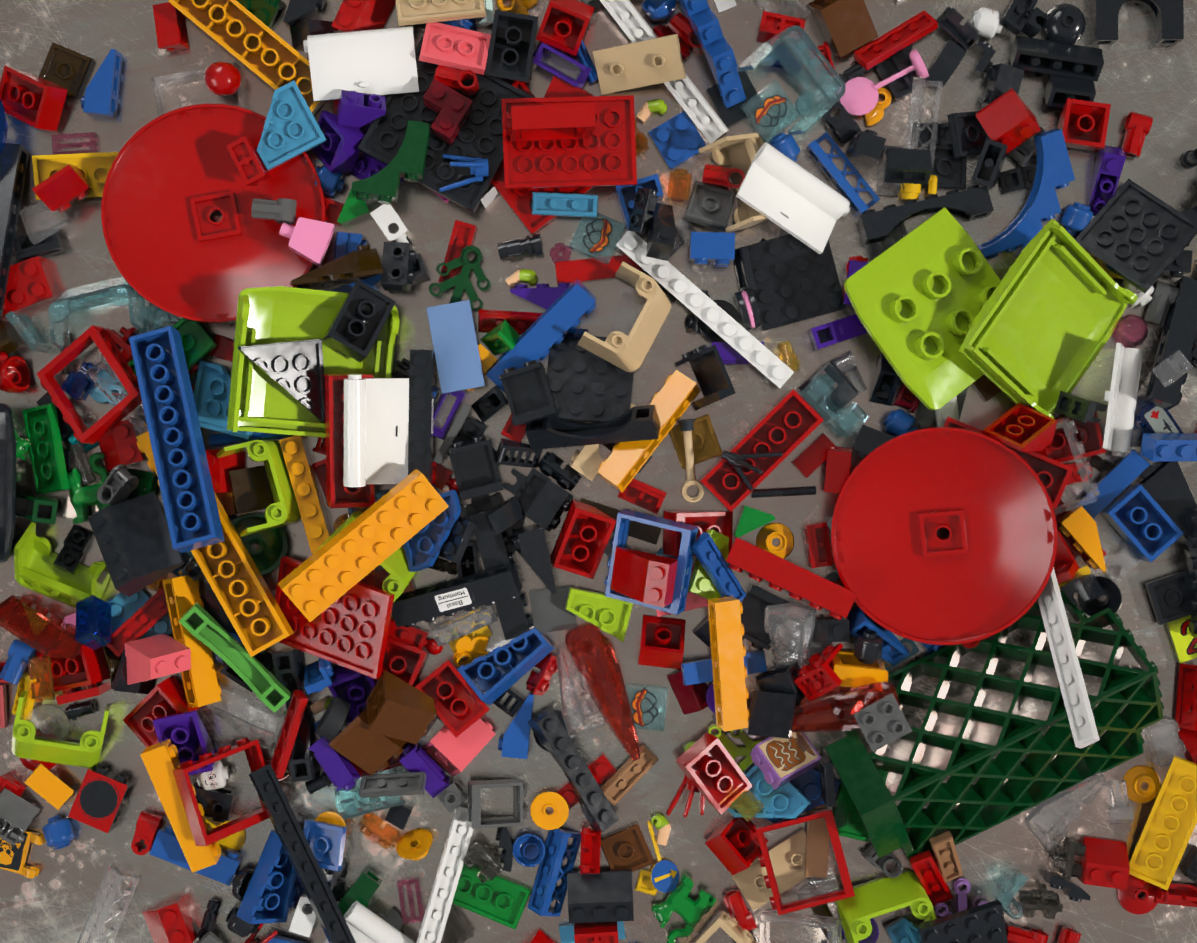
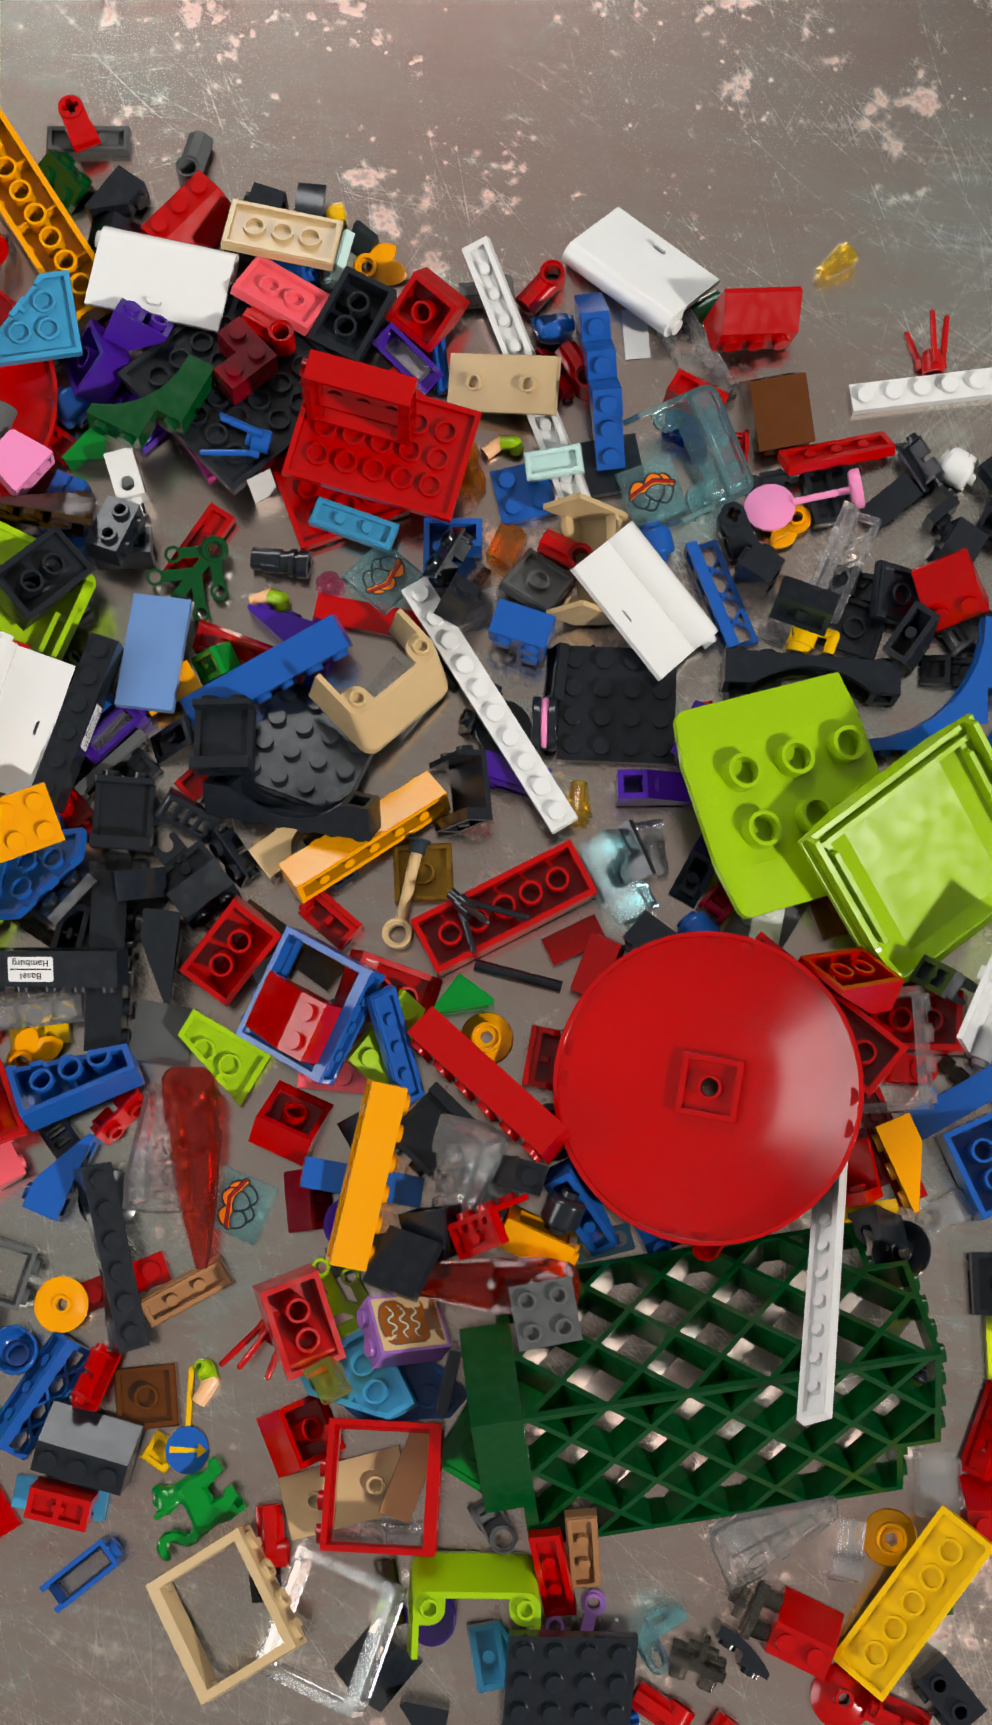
camera: 20 degrees right, 10 degrees down
(694, 113) = (554, 462): none -> light aqua tile

